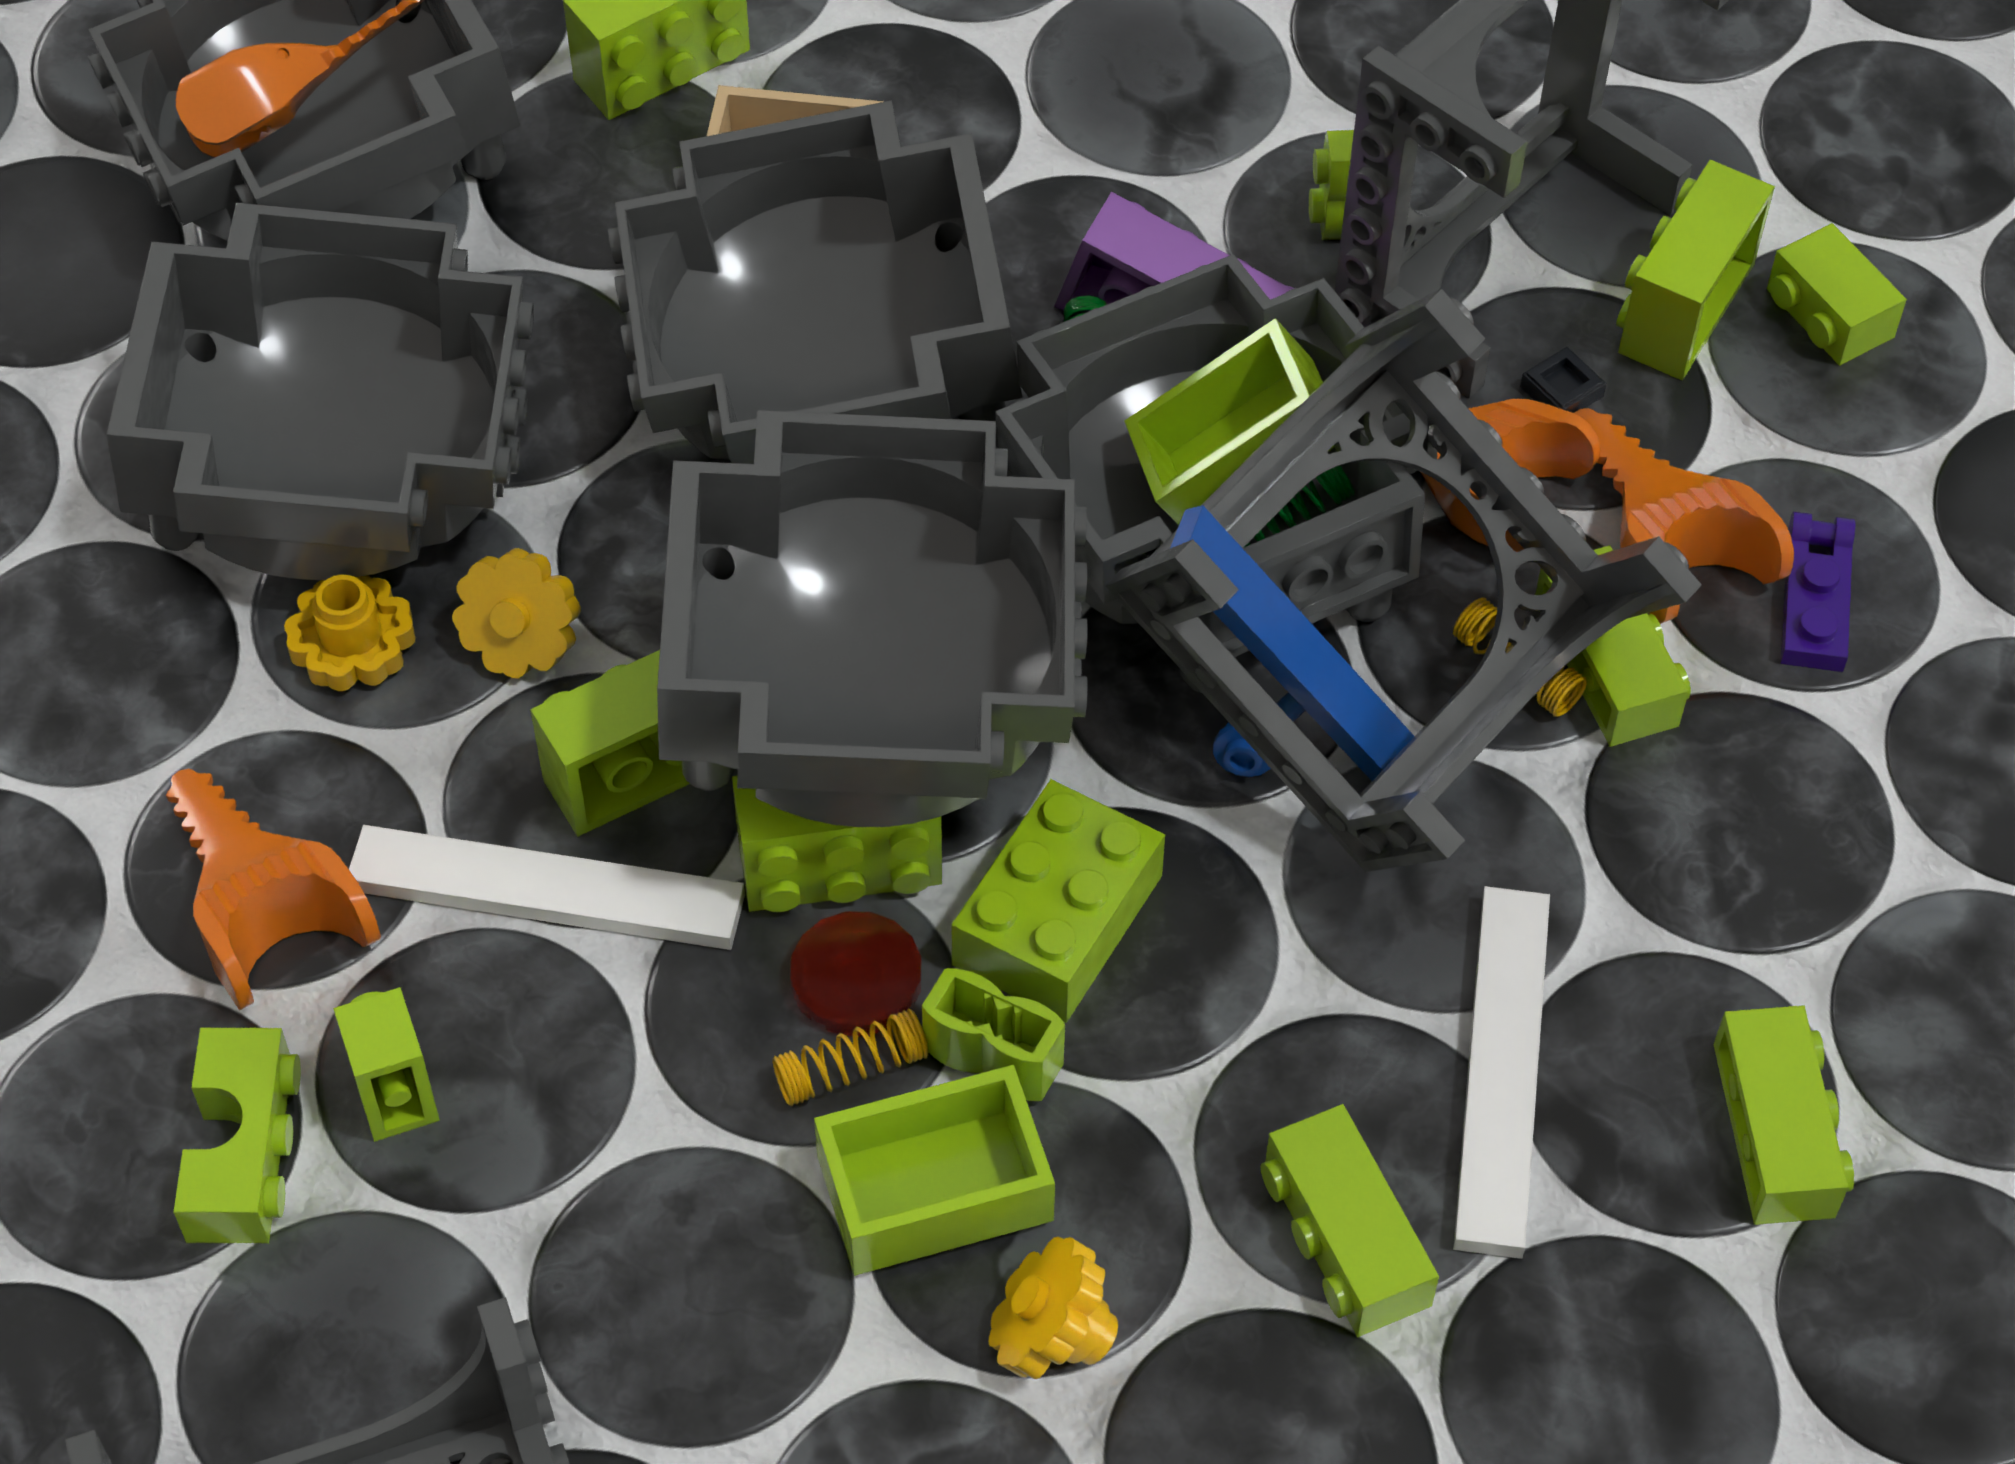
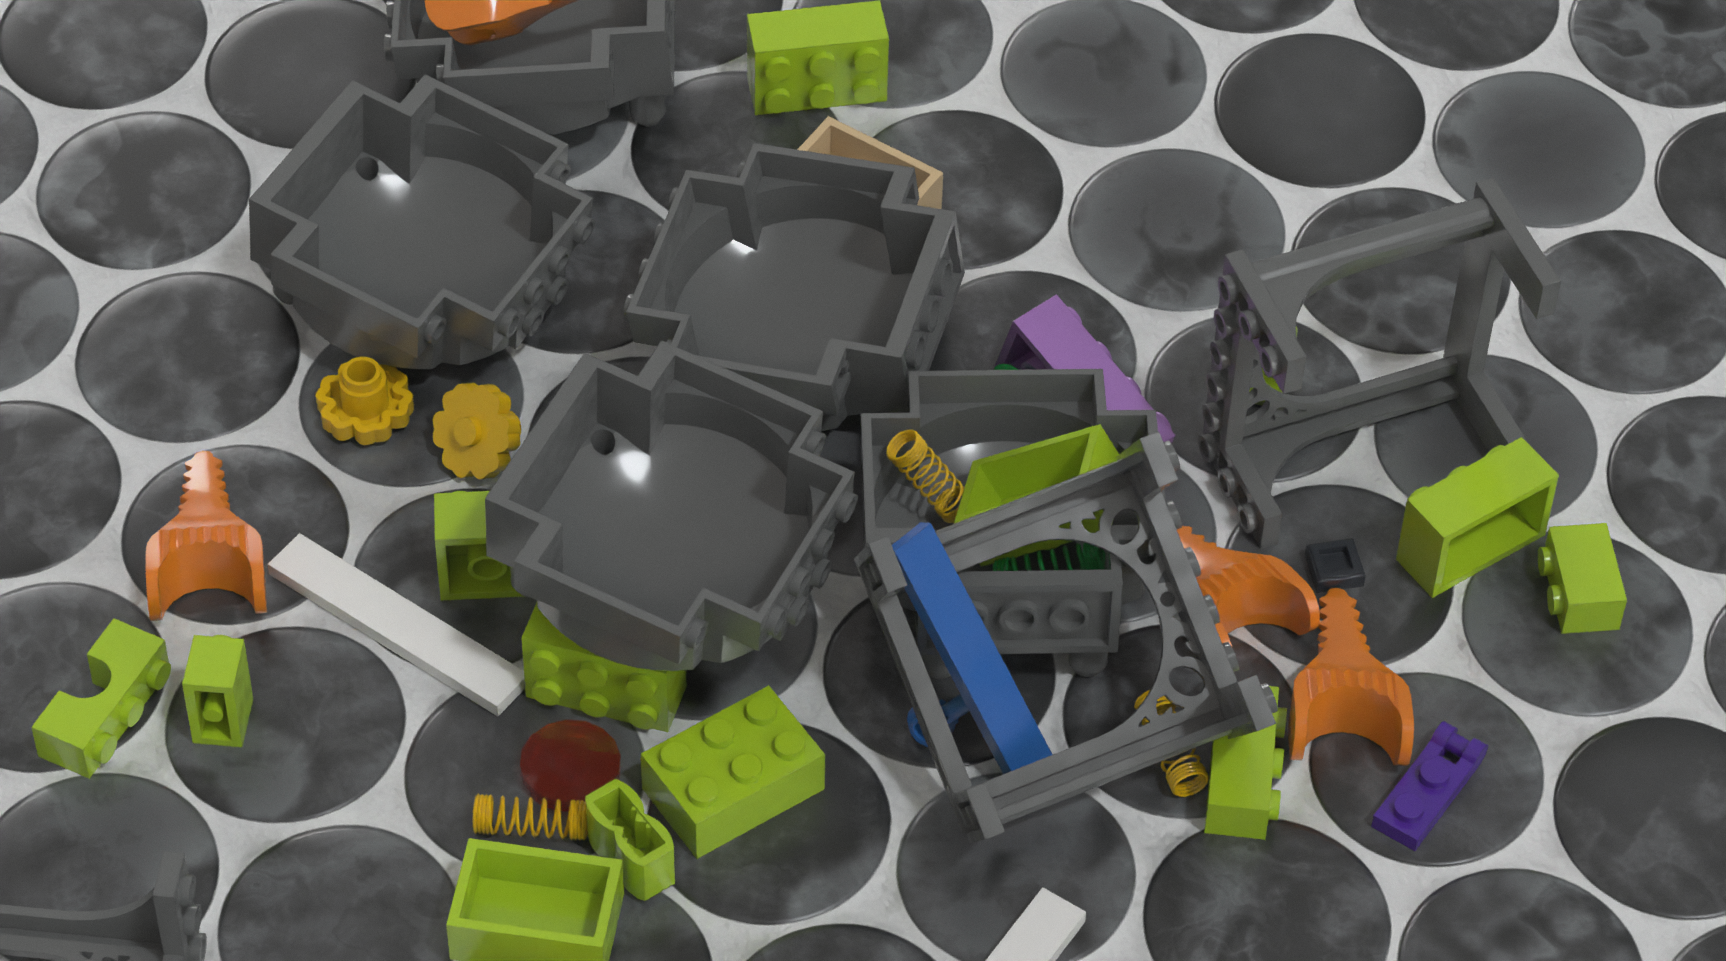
camera: 25 degrees right, 5 degrees down
(1087, 436) = (914, 455): none -> yellow piece

